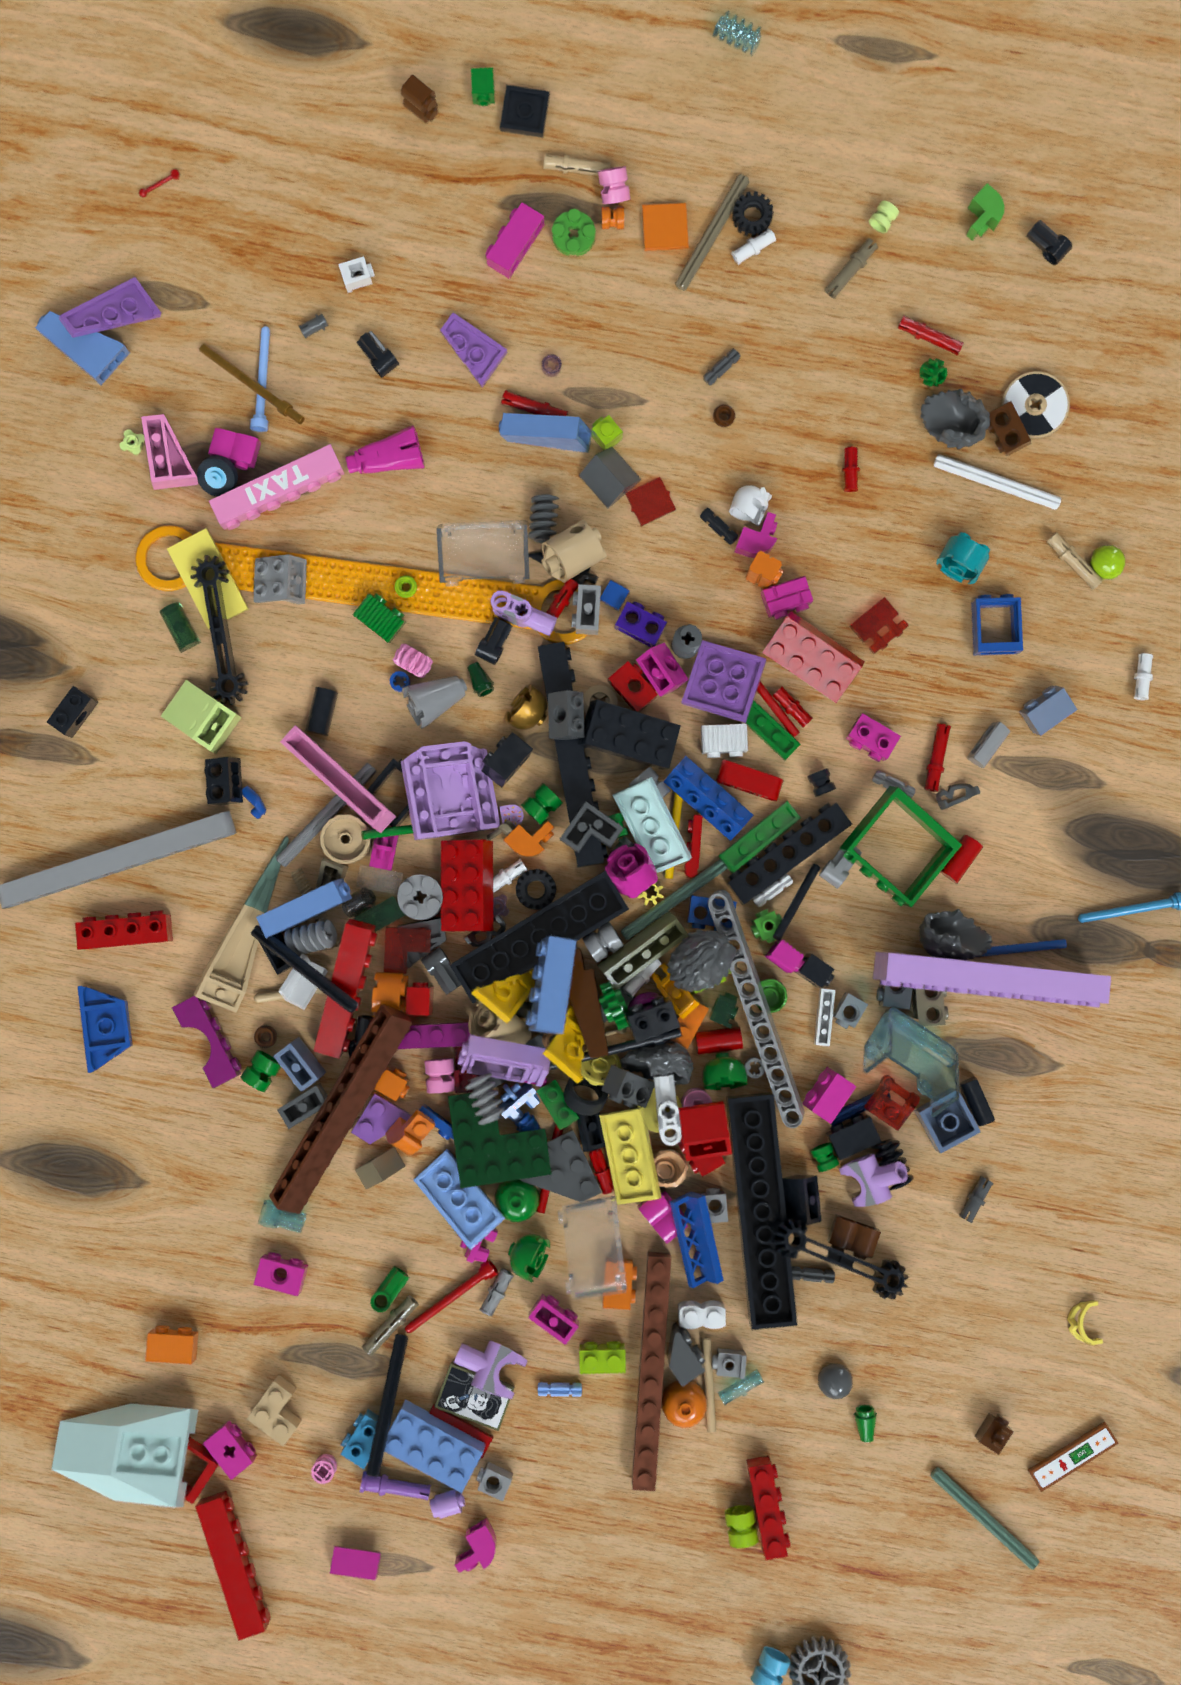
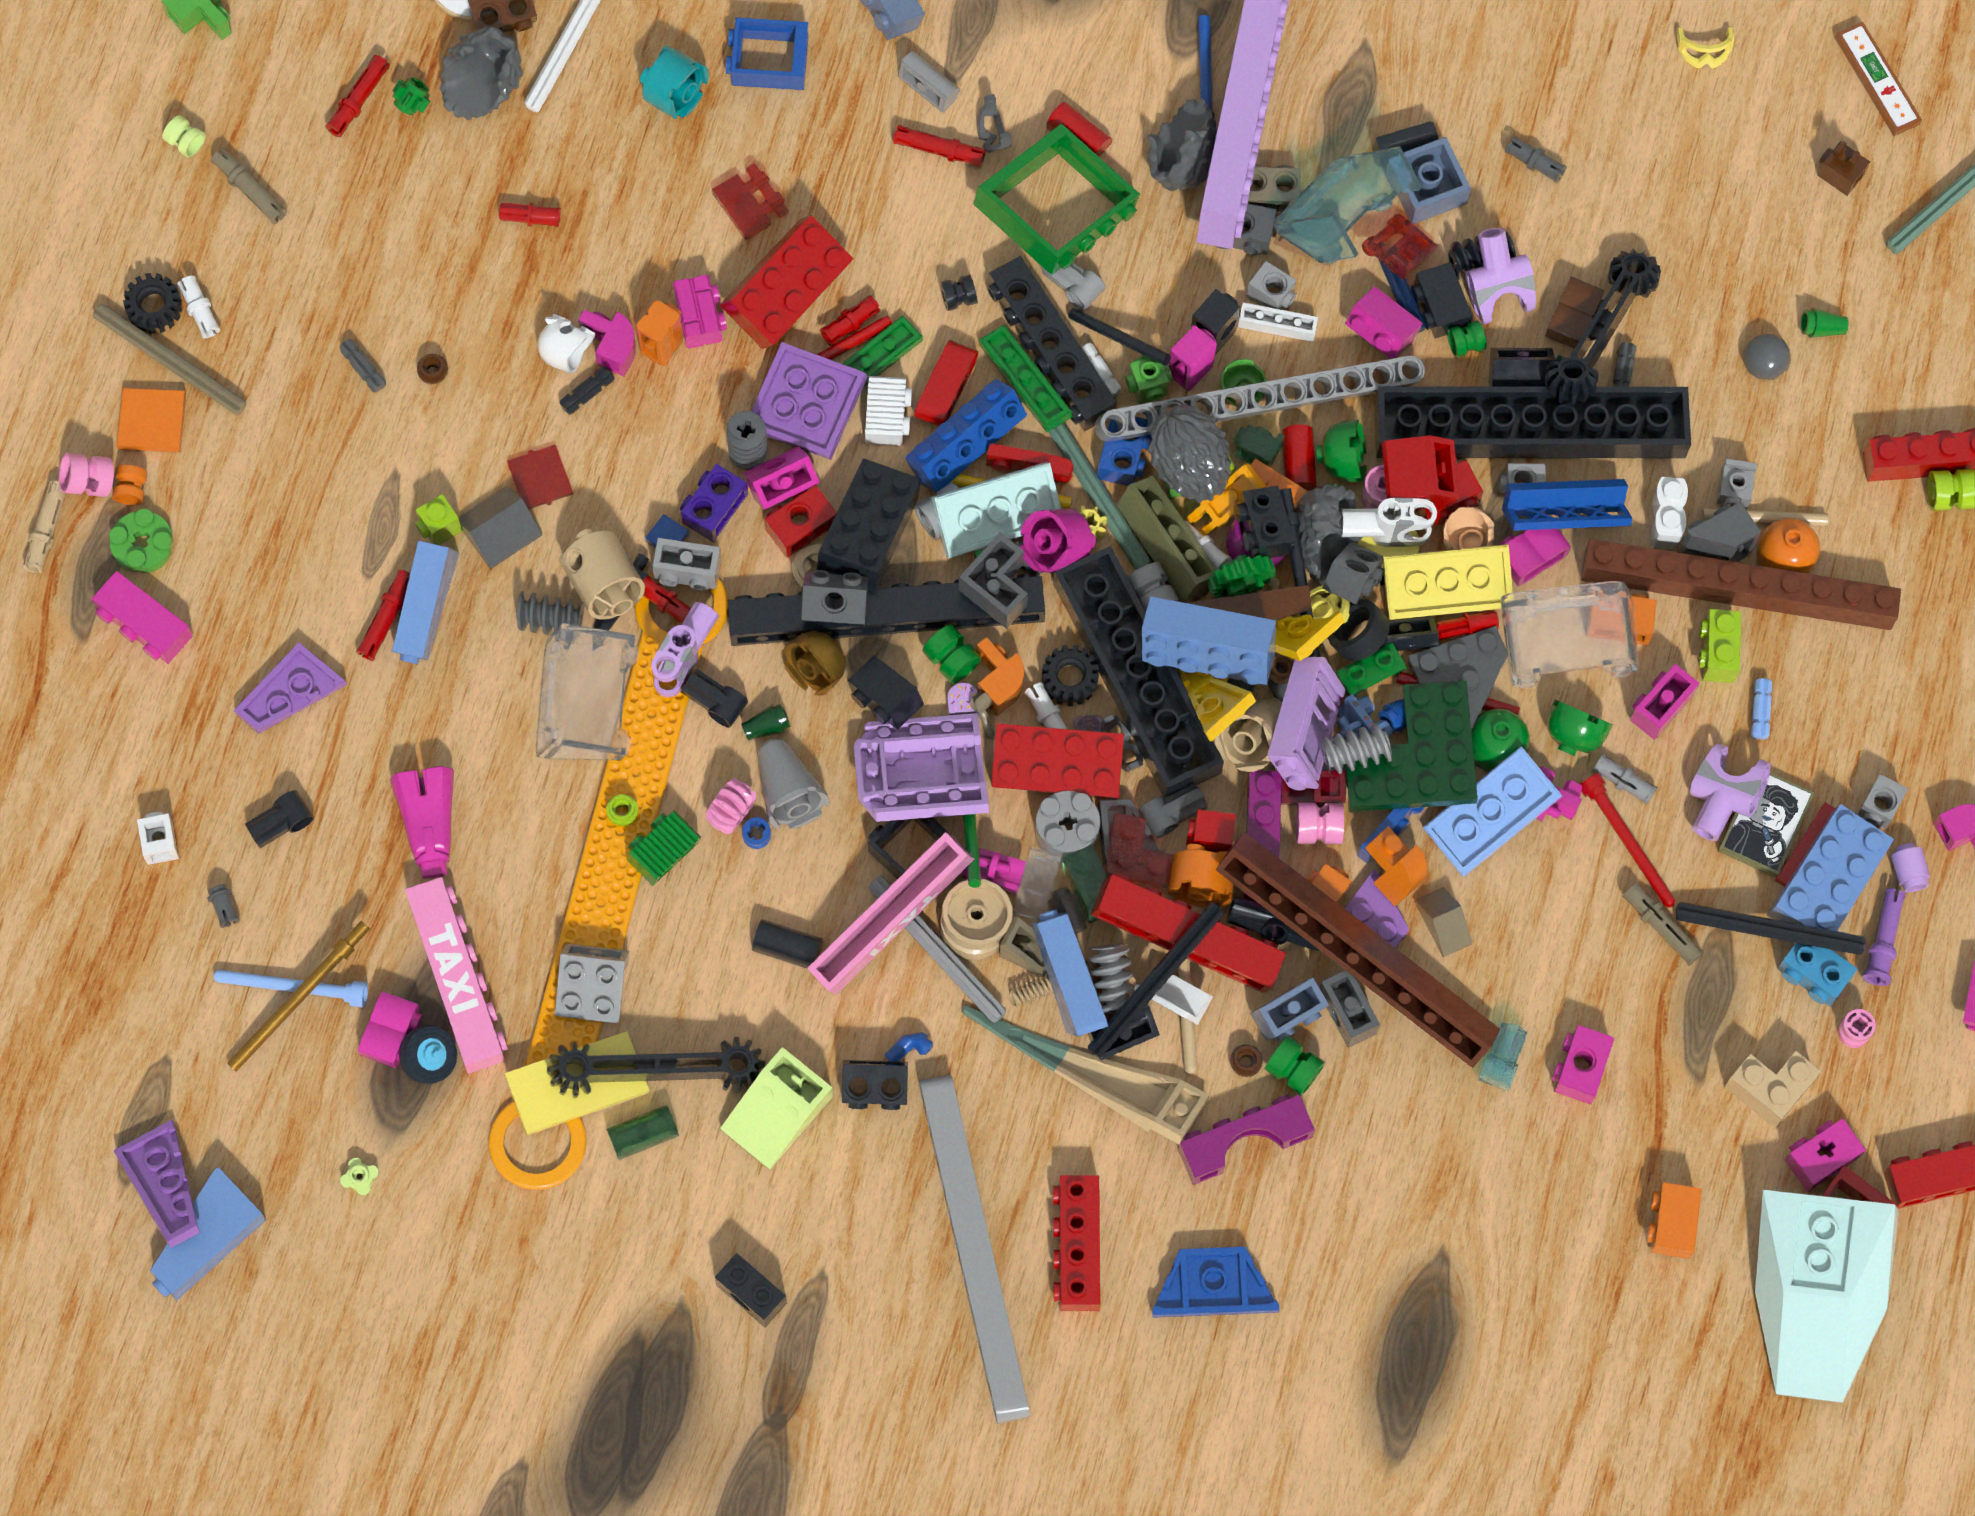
camera: 85 degrees left, 15 degrees down
(165, 456) = (386, 1125): bright pink wedge -> none
(390, 1288) = (1611, 917): green piece -> none
(548, 371) = (337, 591): bush -> none
(741, 1387) = (1769, 475): clear light blue pin -> none
(761, 1068) = (1340, 408): light grey bush -> none
(872, 738) = (904, 222): dark pink brick -> none
(880, 778) = (966, 209): light grey axle -> none

